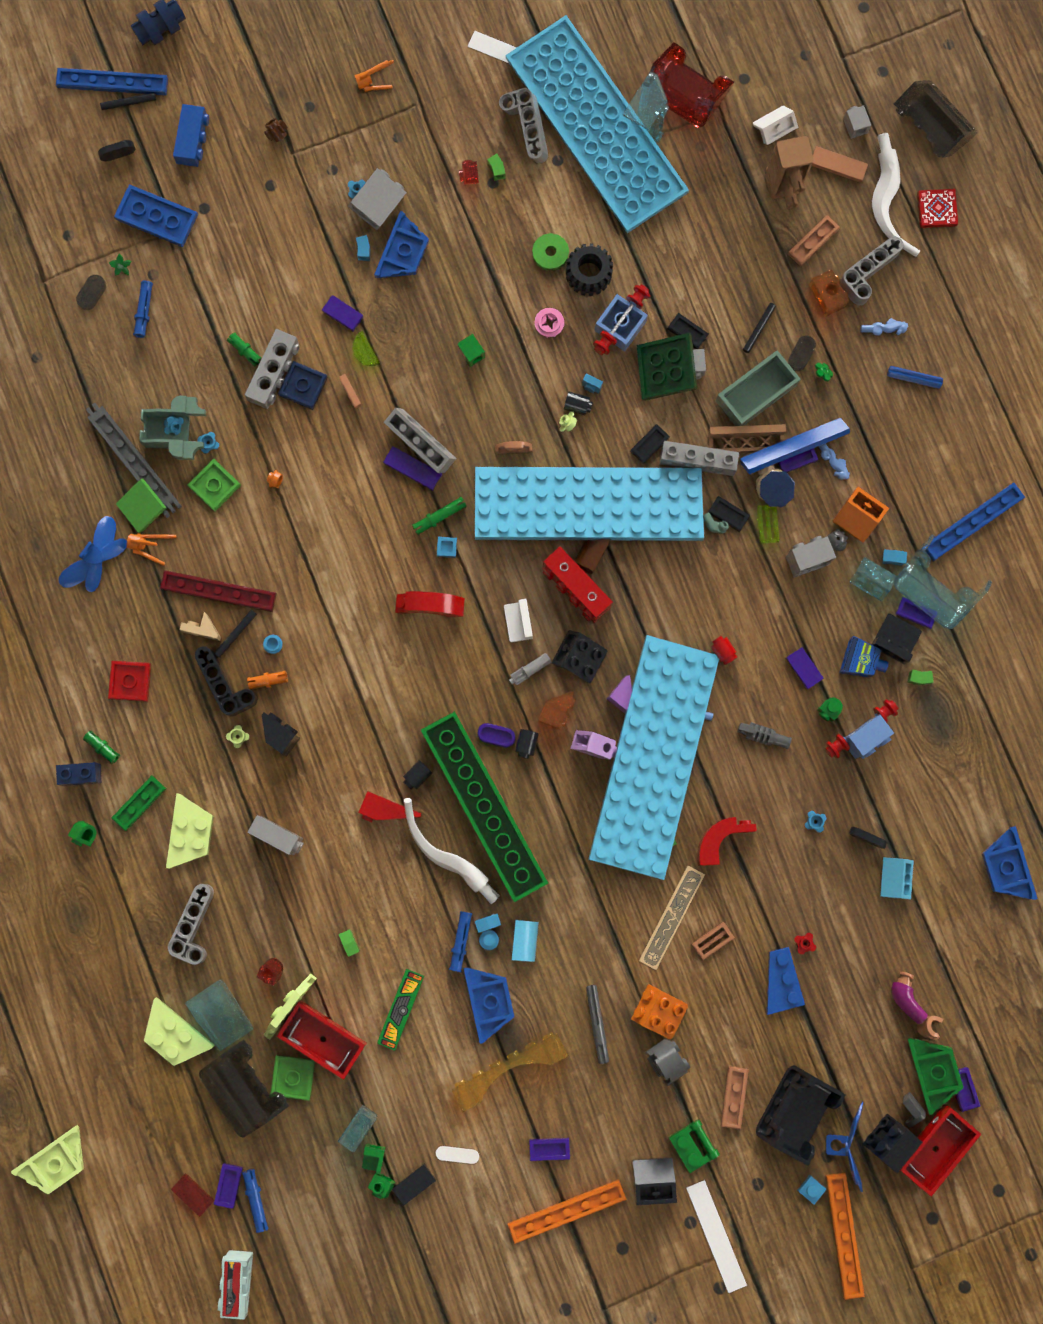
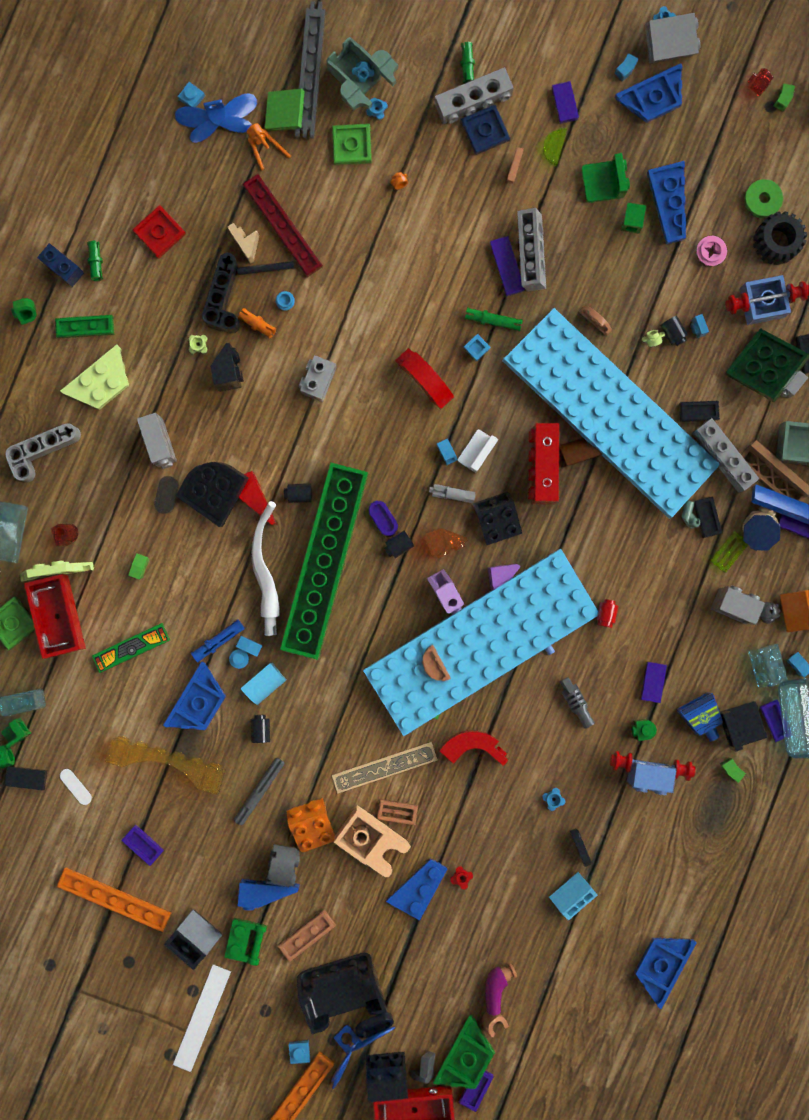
camera: 50 degrees right, 5 degrees up
(59, 559) = (191, 95): none -> dark azure plate
(319, 870) = (166, 495): none -> clear smoke tile
(351, 678) = (318, 378): none -> light grey brick
(352, 833) = (212, 490): none -> black plate
(425, 341) = (606, 179): none -> green bracket
(479, 310) = (668, 194): none -> blue wing
(497, 643) = (447, 451): none -> dark azure piece
(554, 976) = (260, 729): none -> black brick
(637, 806) = (433, 665): none -> nougat tile
(671, 1097) = (258, 893): none -> blue slope
(718, 980) = (371, 847): none -> light nougat brick
(846, 1114) = (374, 1025): none -> black tile

